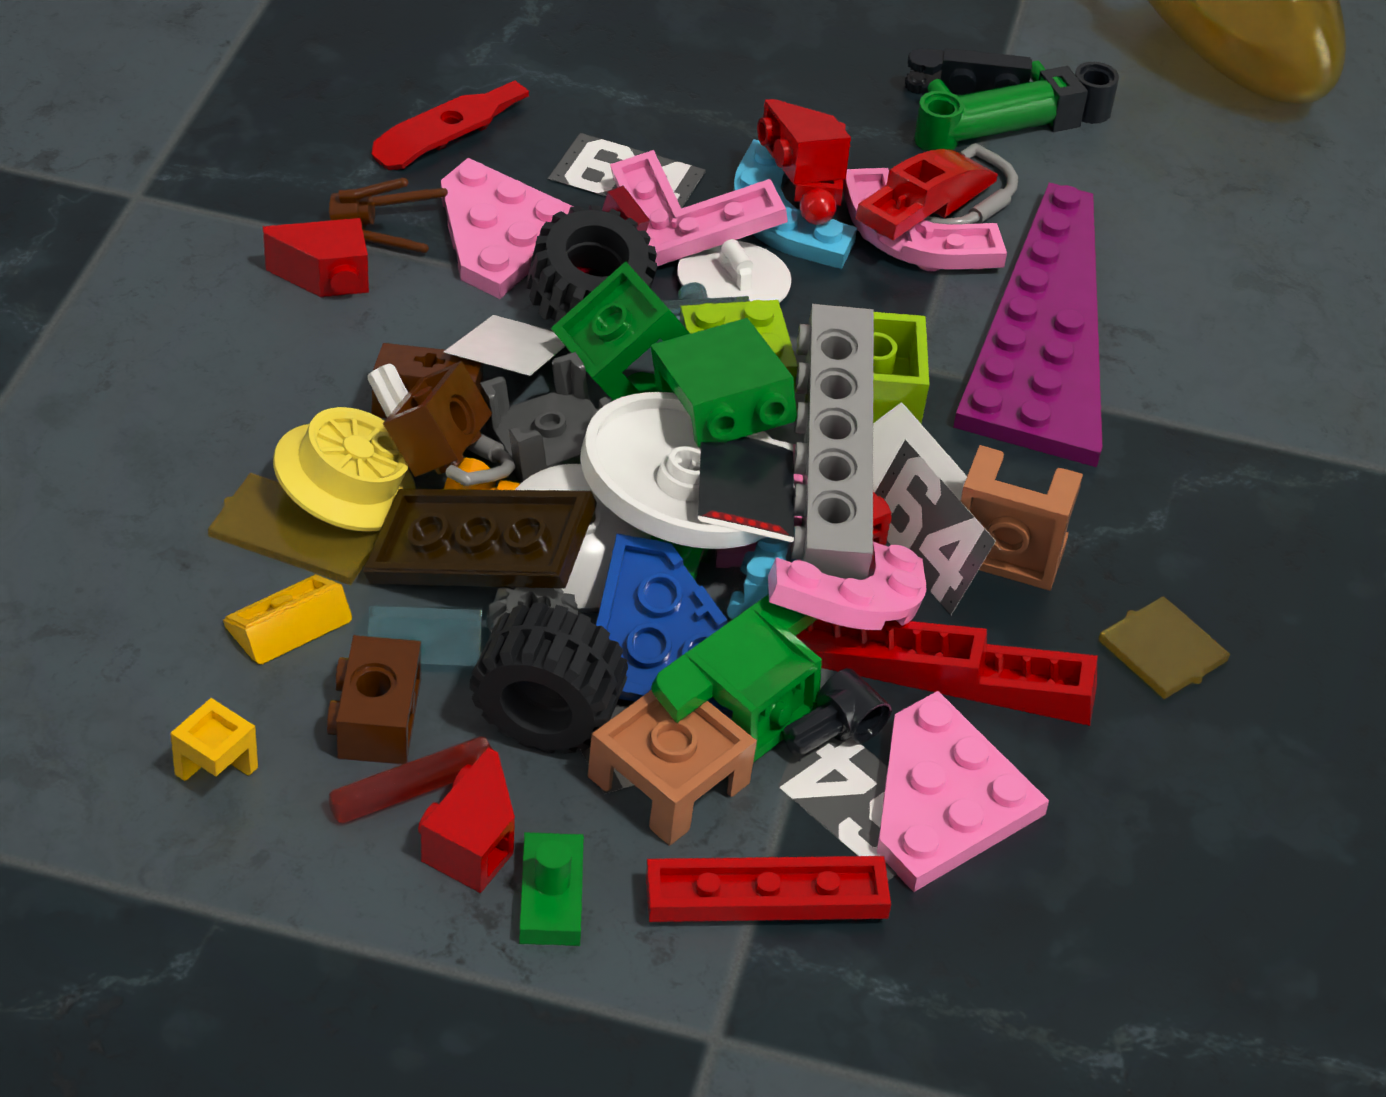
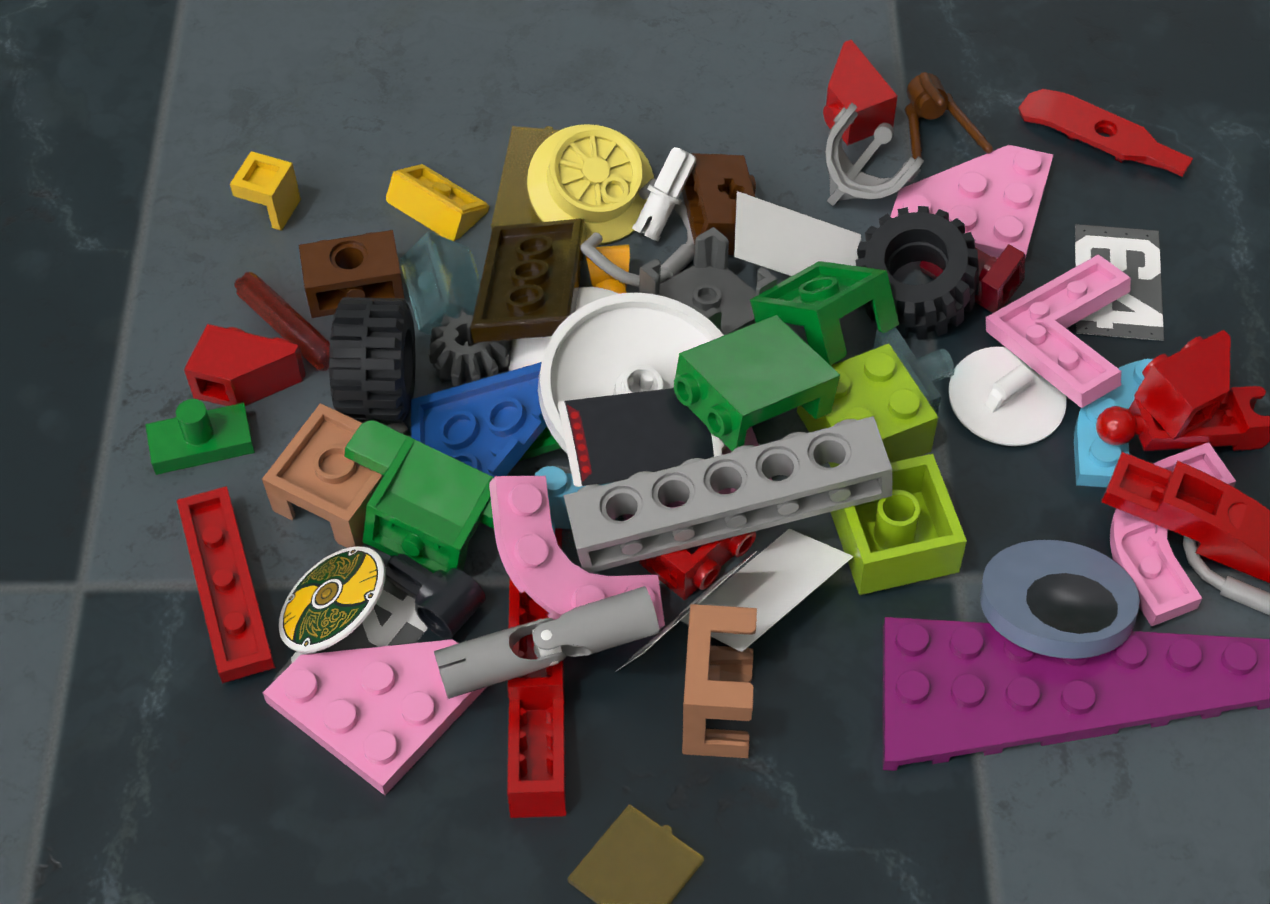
camera: 80 degrees right, 10 degrees up
(438, 420) = (628, 192): reddish brown brick -> none
(452, 279) = (847, 179): none -> light grey helmet
(827, 791) = (332, 599): none -> shield
(952, 619) = (575, 633): none -> light grey piece
(976, 299) = (1059, 599): none -> sand blue piece

